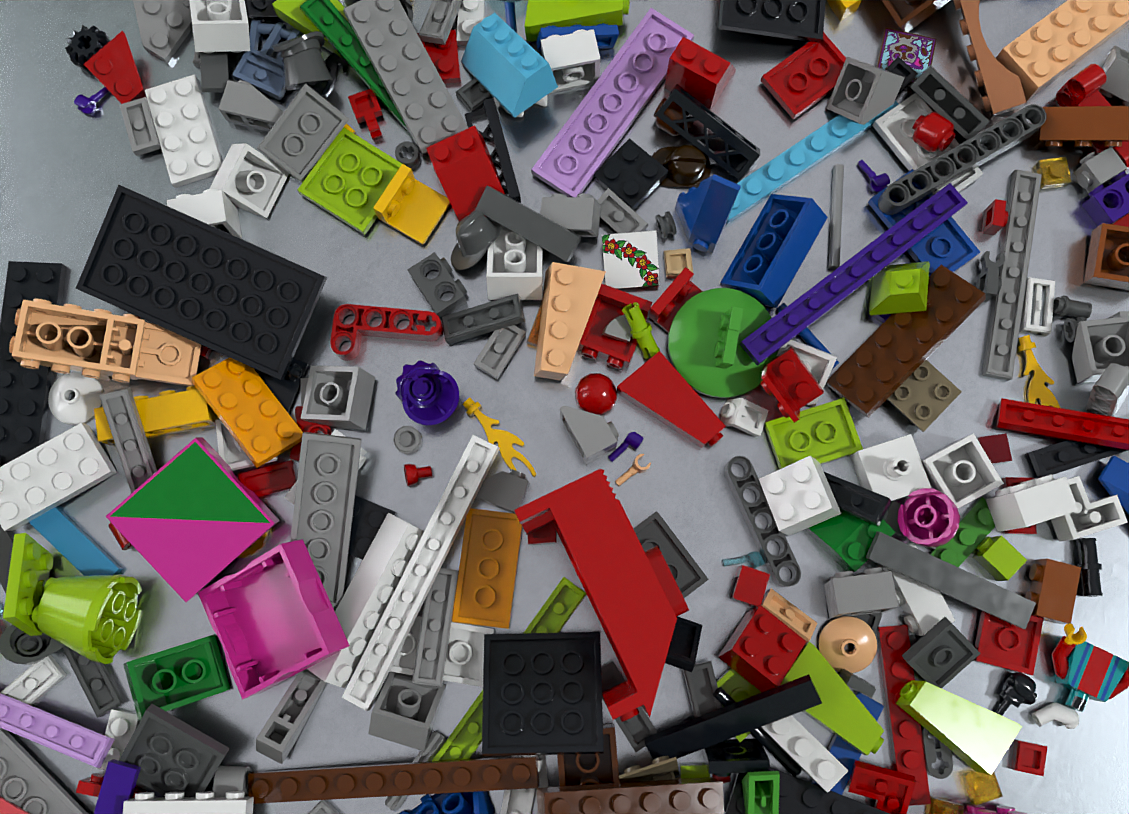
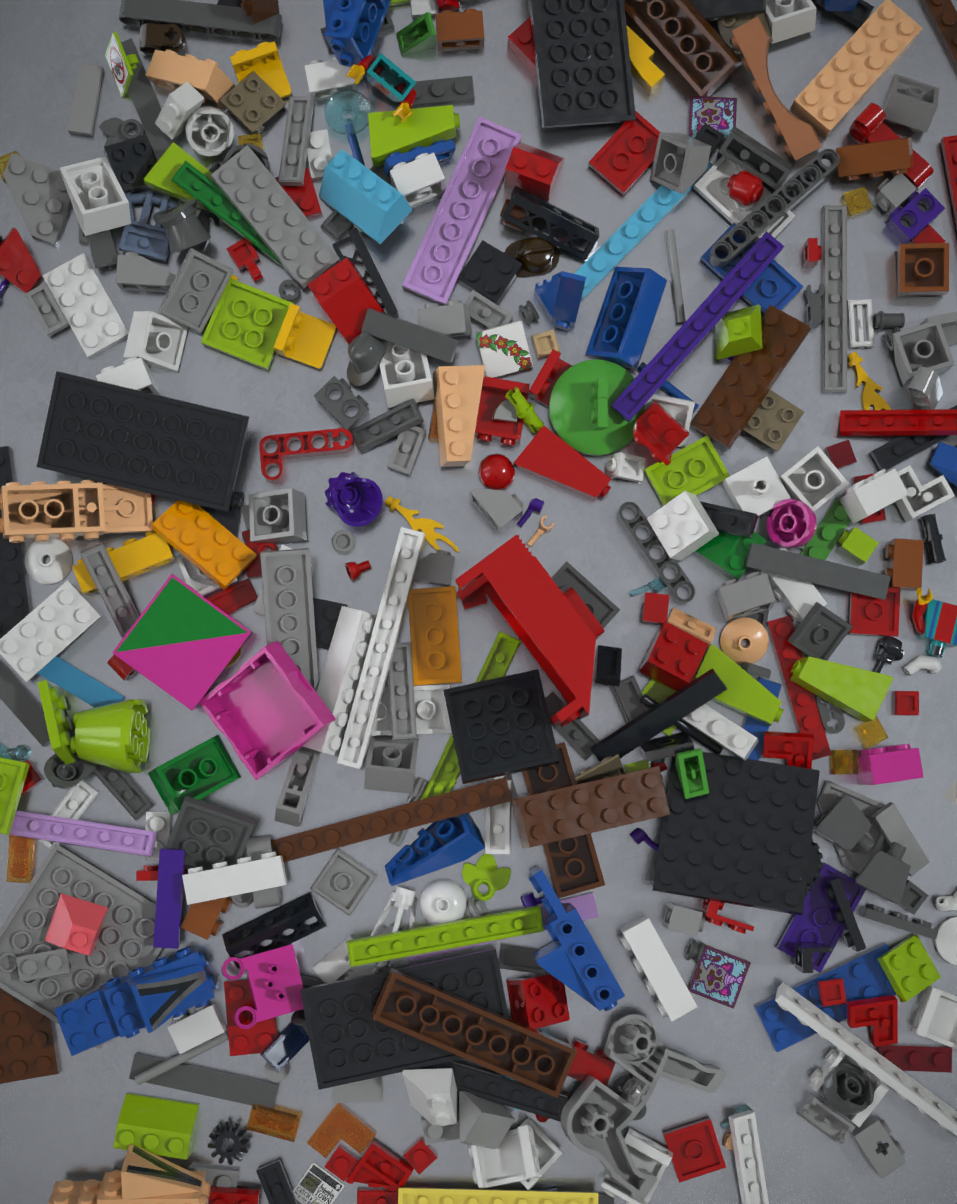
camera: 15 degrees left, 5 degrees up
(877, 182) = (706, 239): dark purple hand -> none

